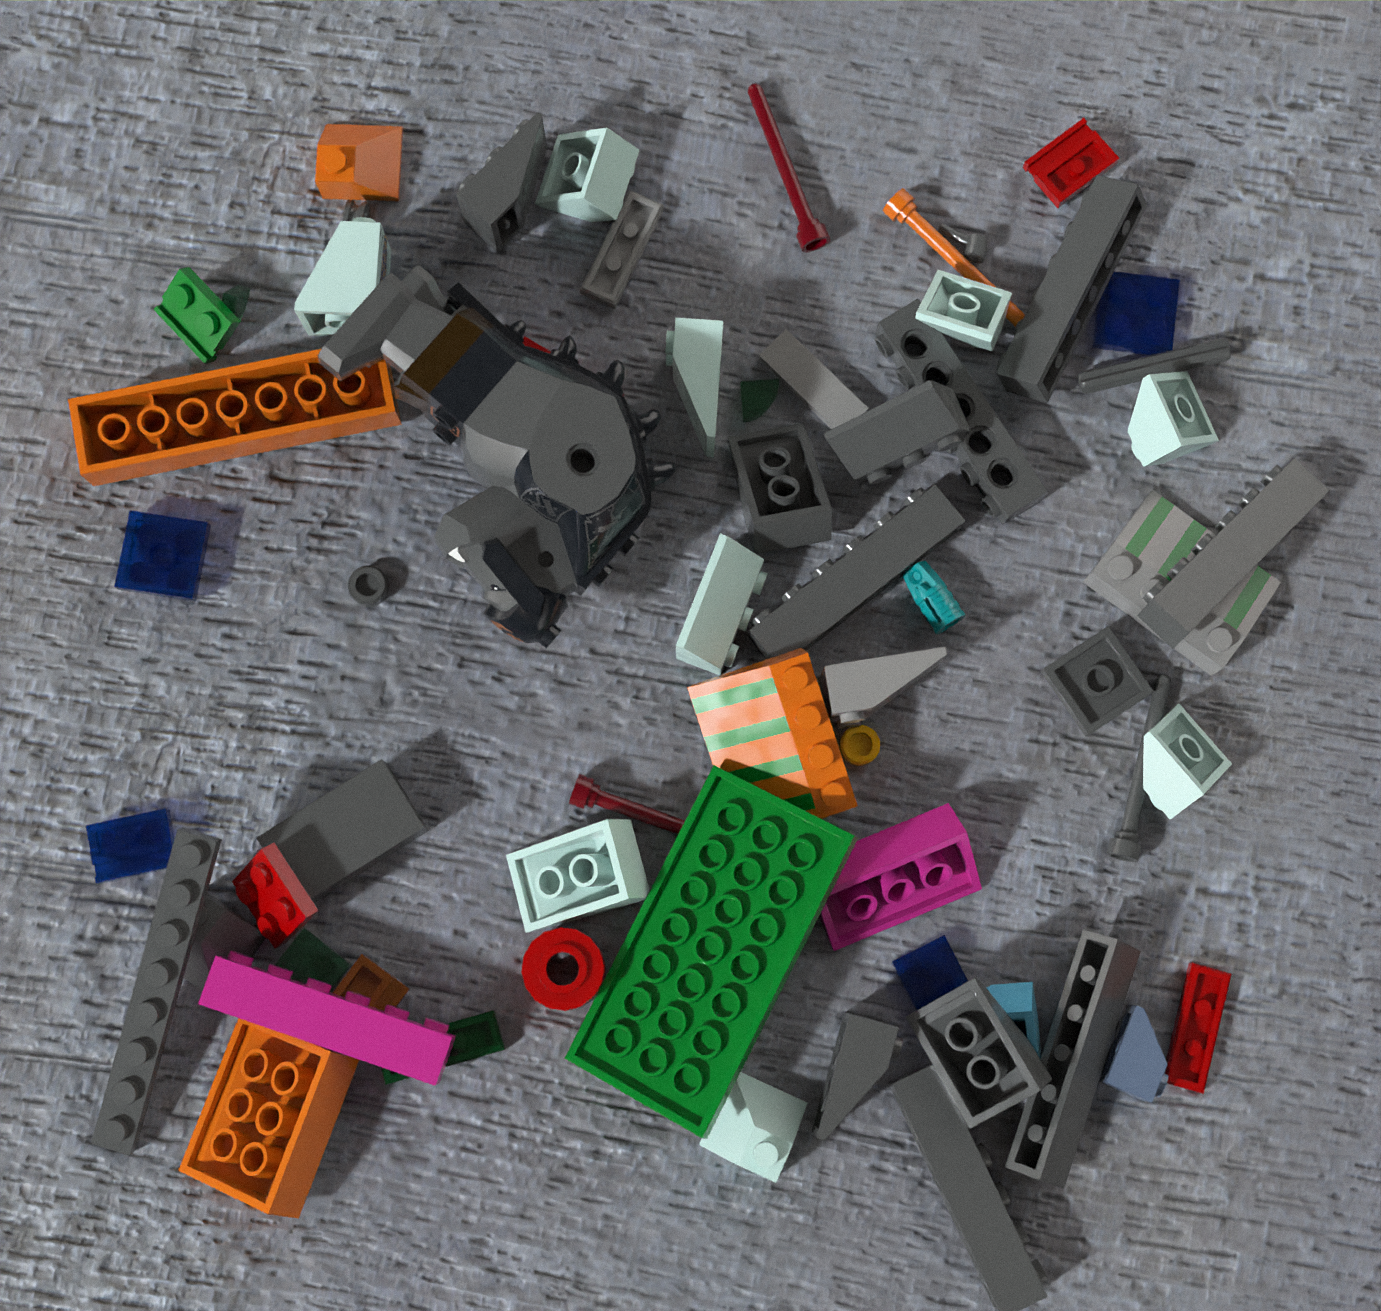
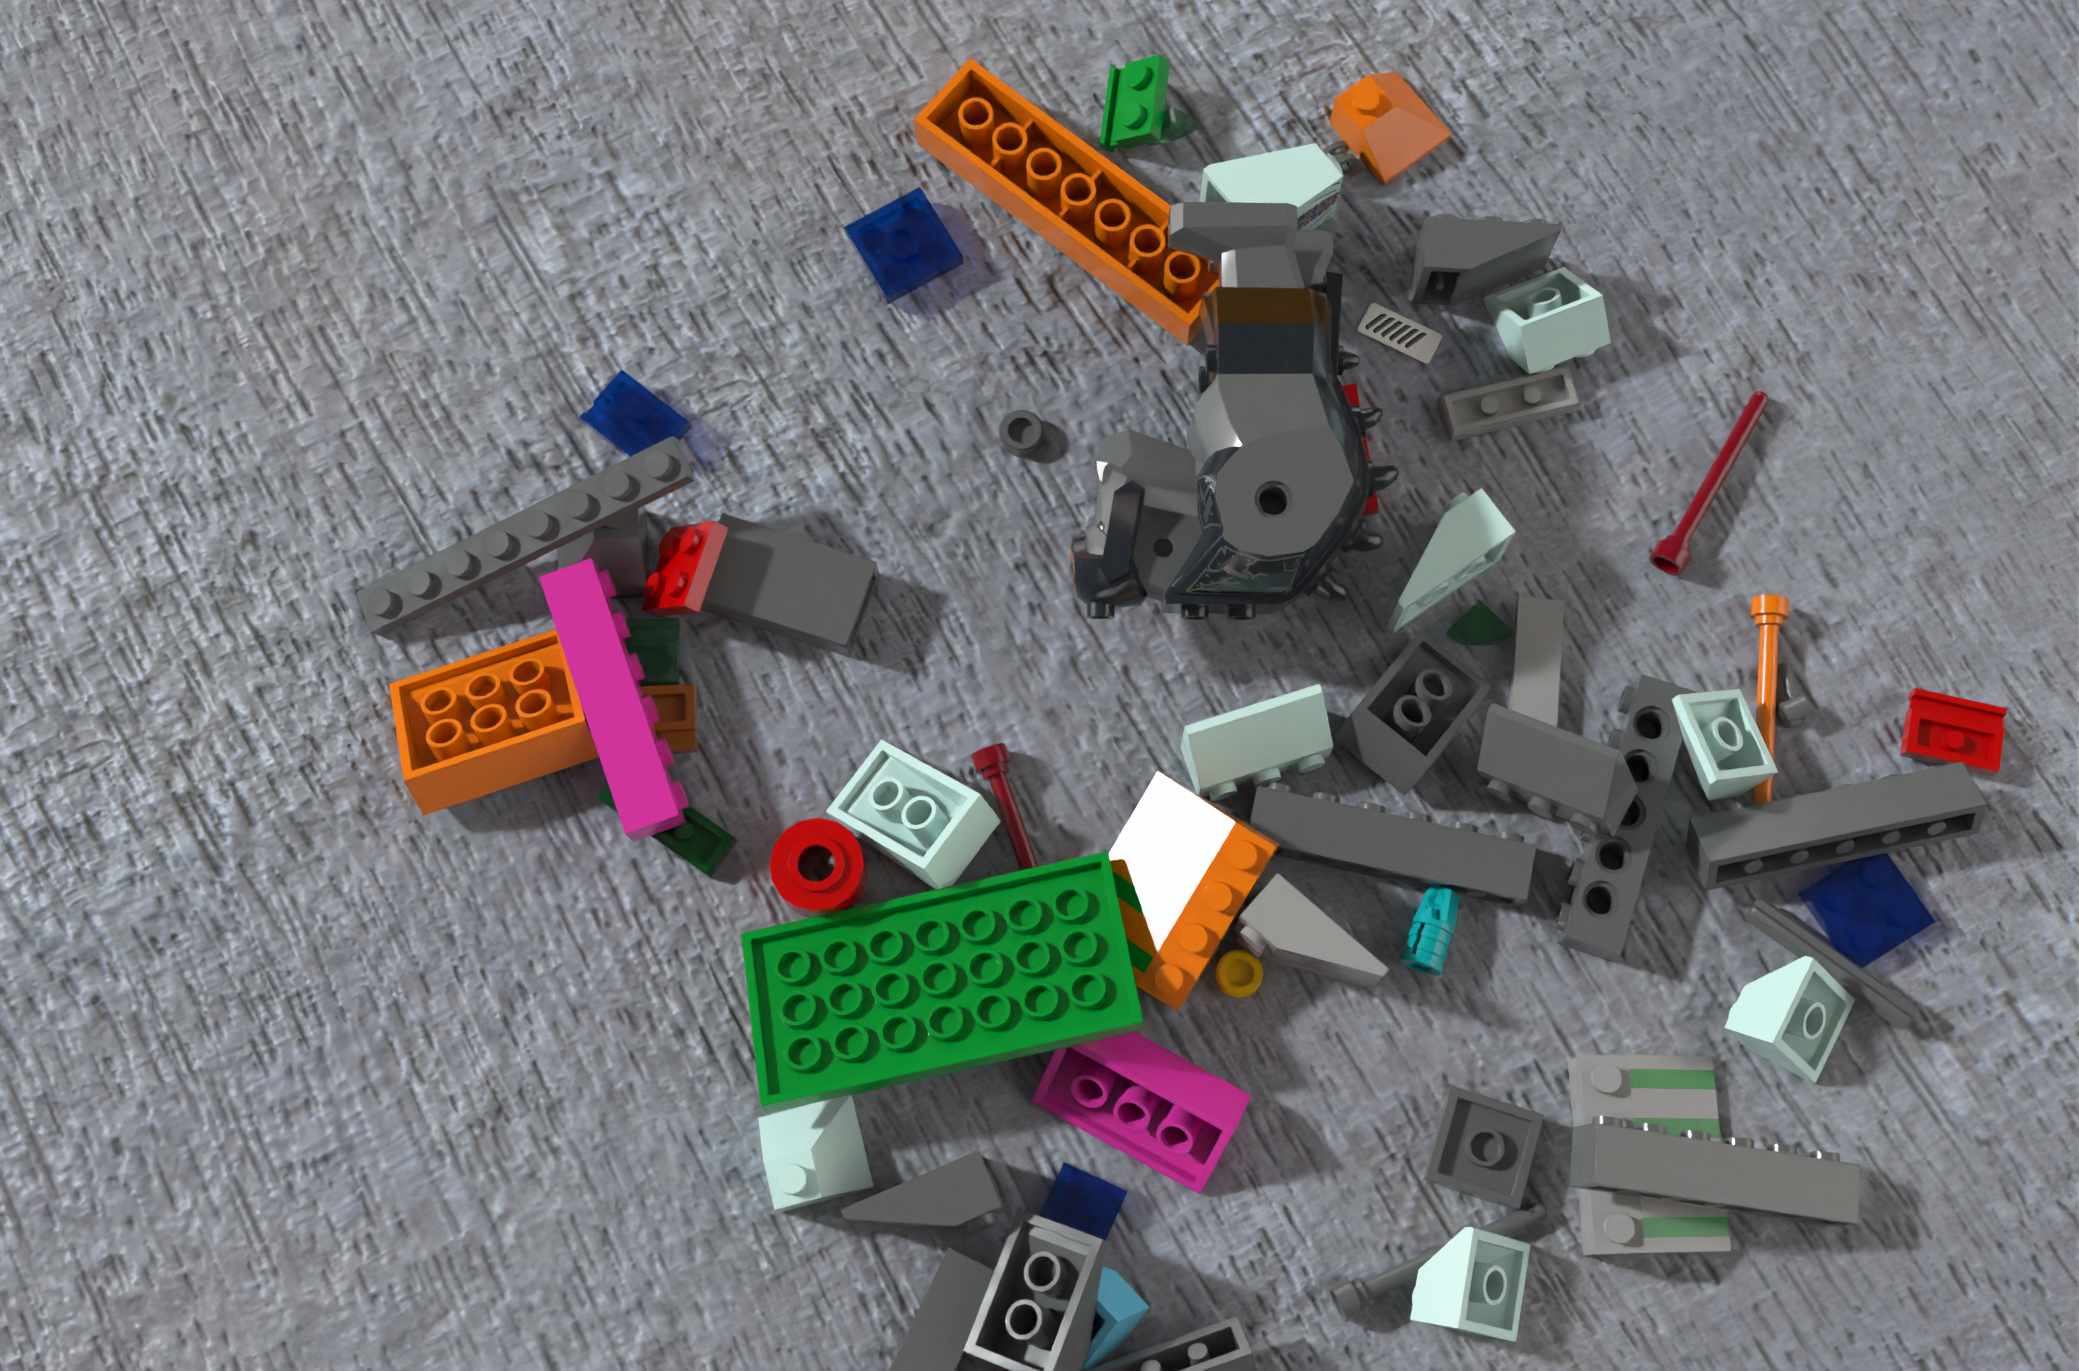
camera: 55 degrees right, 5 degrees down
(512, 278) = (1400, 333): none -> white sticker

